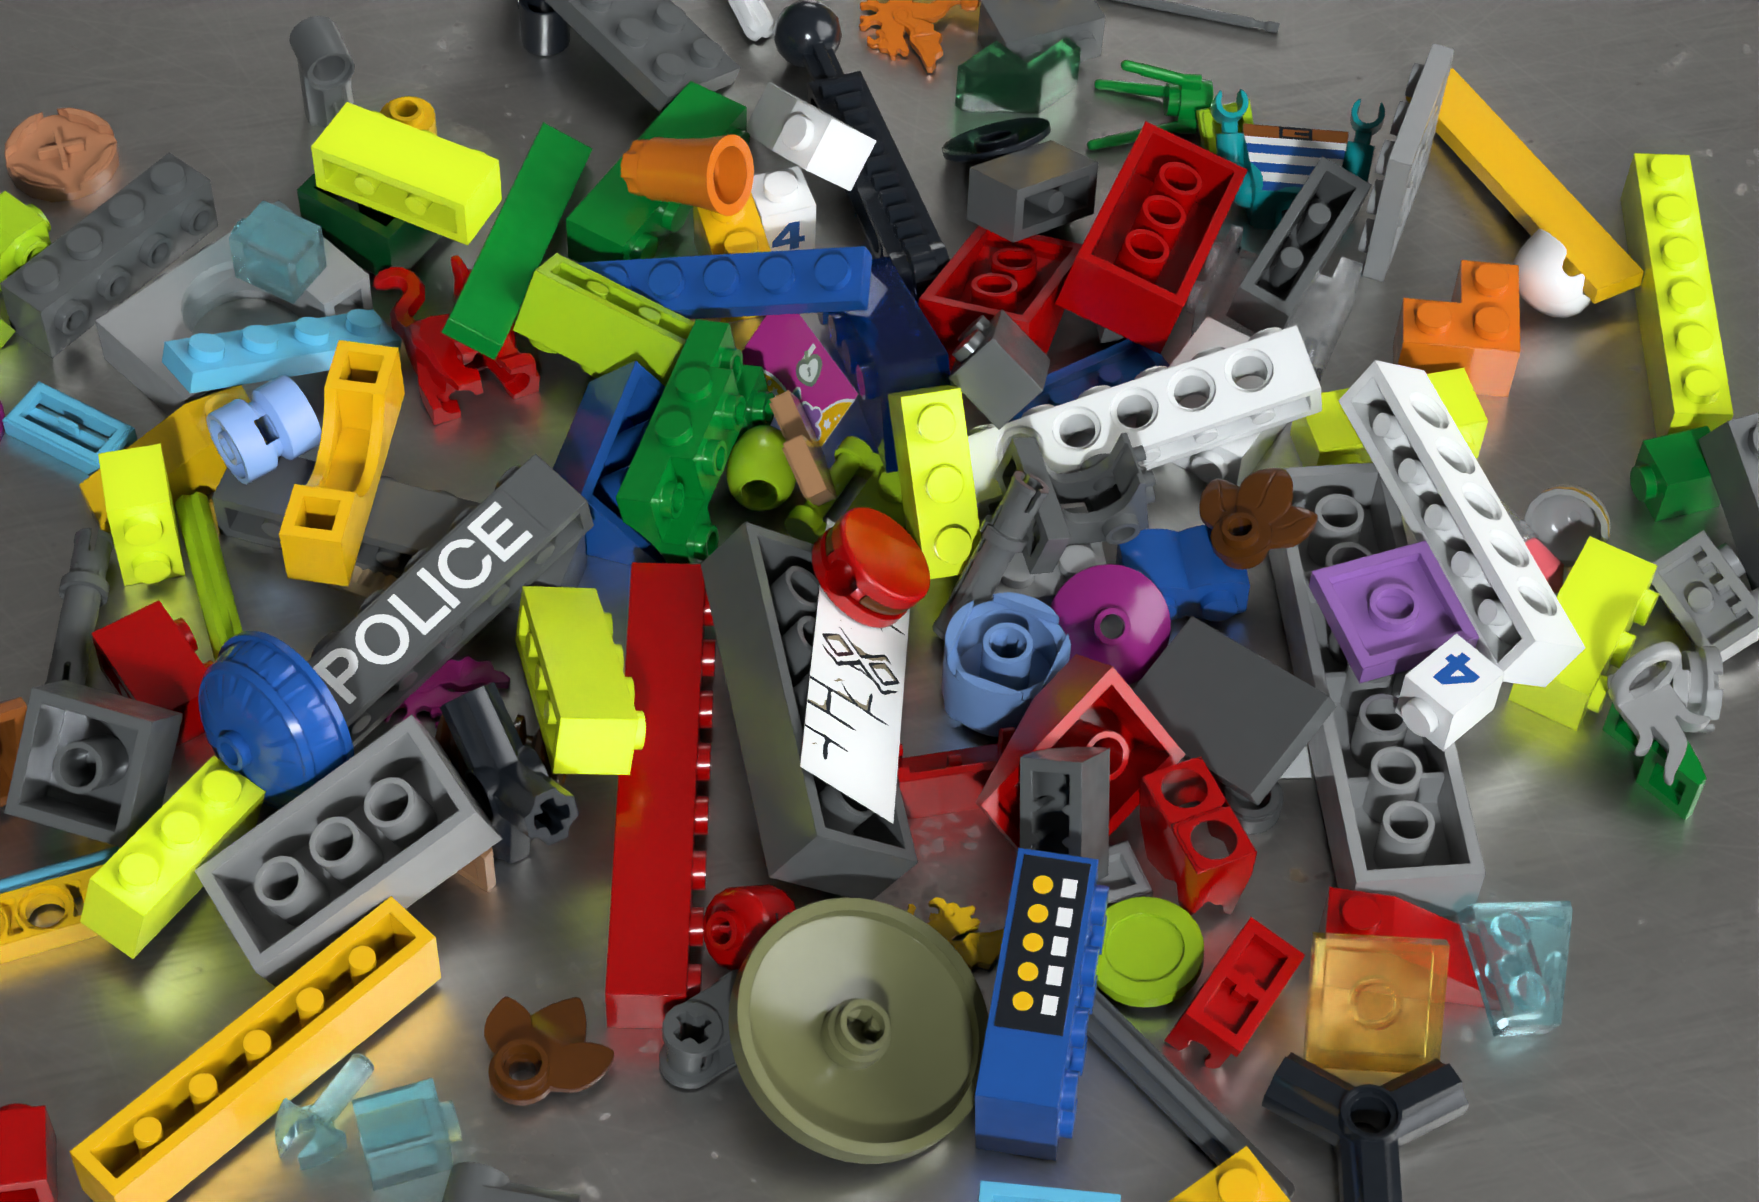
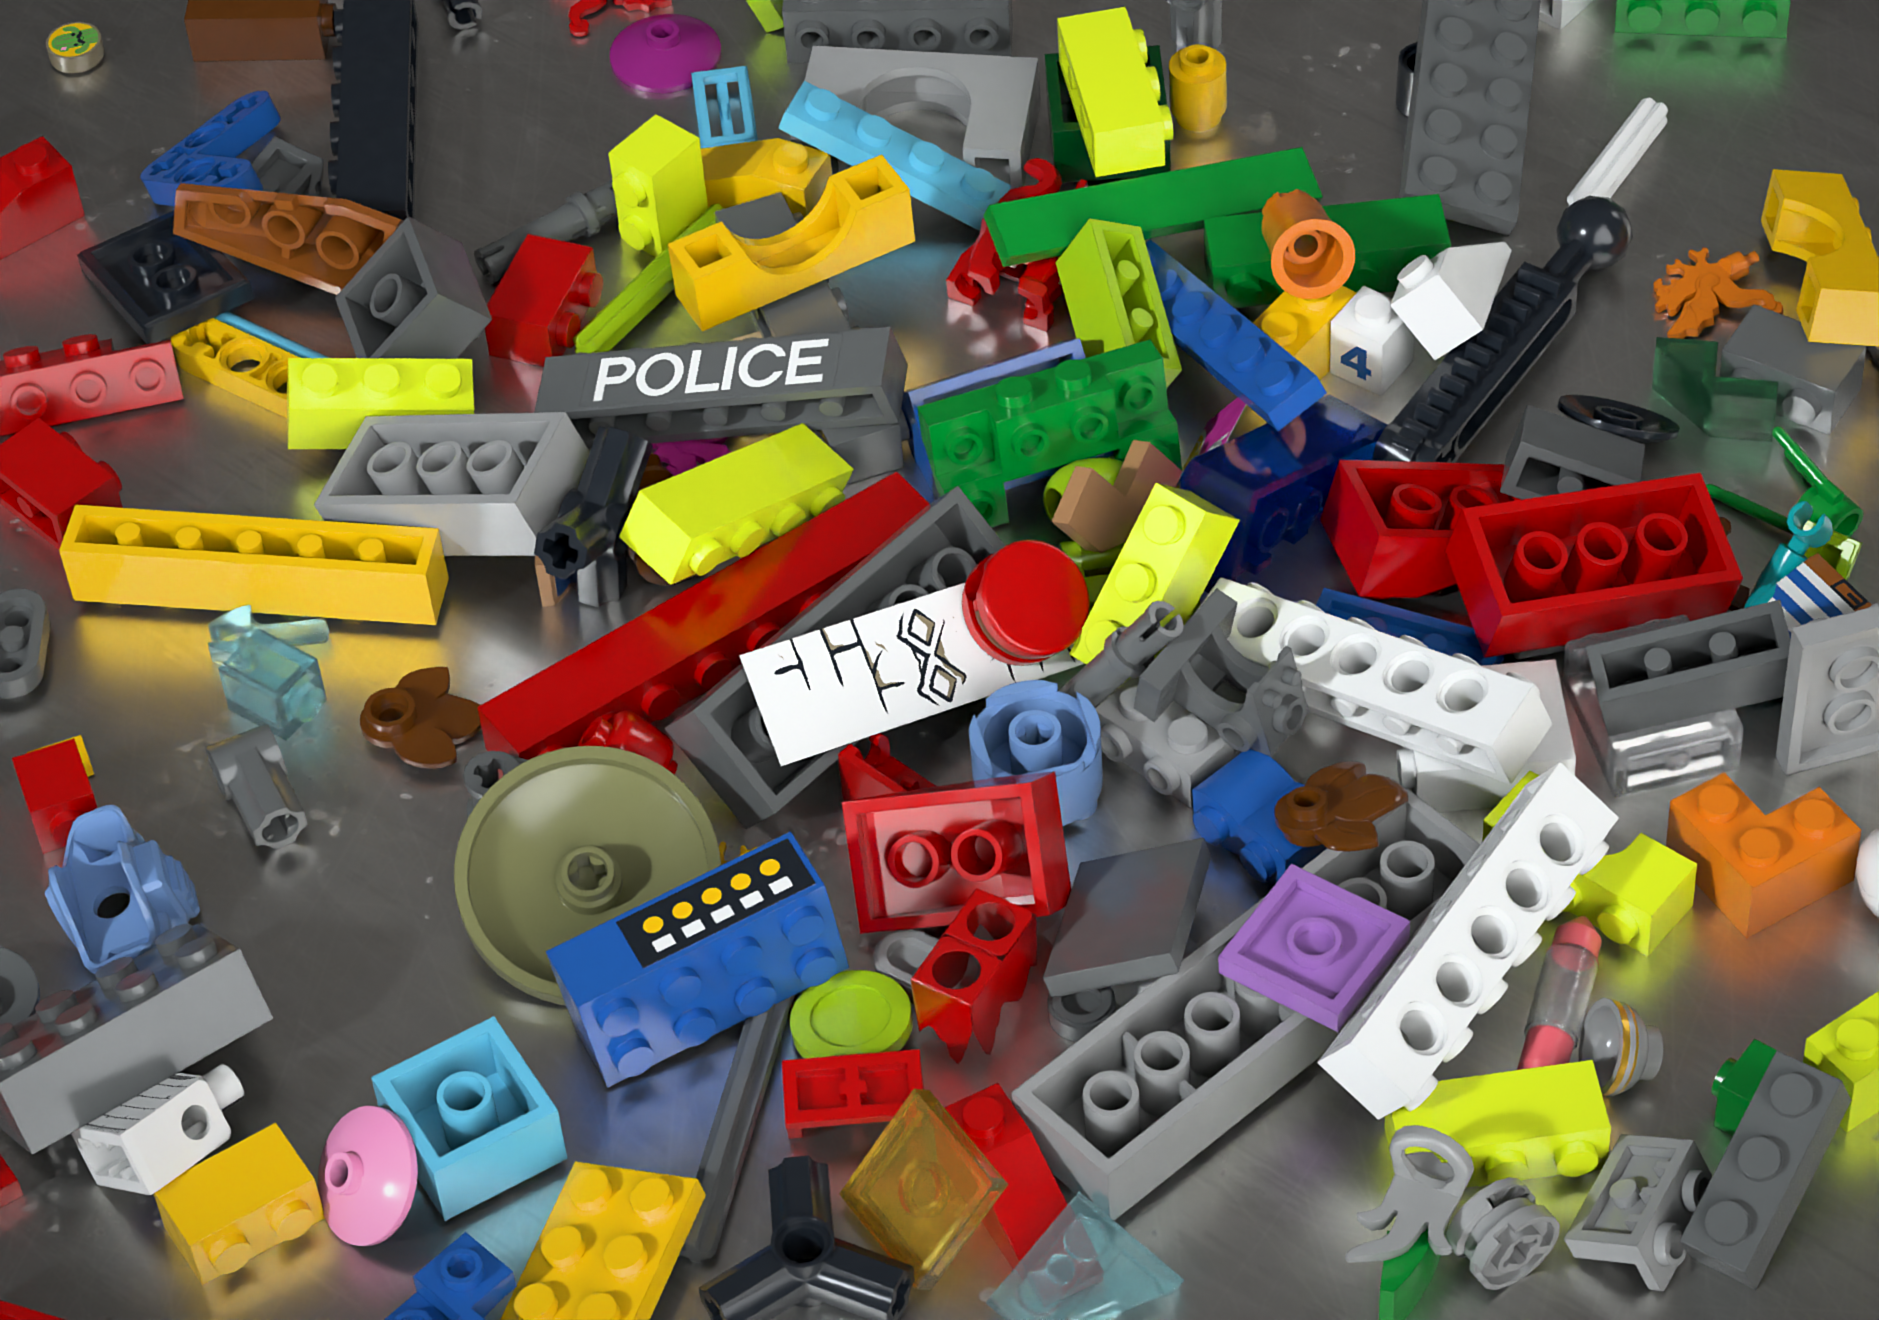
camera: 60 degrees right, 5 degrees down
(272, 717) = (513, 351): blue hat -> none
(277, 251) = (967, 83): clear light blue brick -> none
(283, 420) = (777, 184): light blue wheel -> none
(998, 367) = (1305, 544): dark grey brick -> none
(1066, 802) = (892, 866): dark grey brick -> none
(1121, 592) = (1175, 801): magenta dish -> none
(1449, 692) = (1255, 1030): white brick -> none

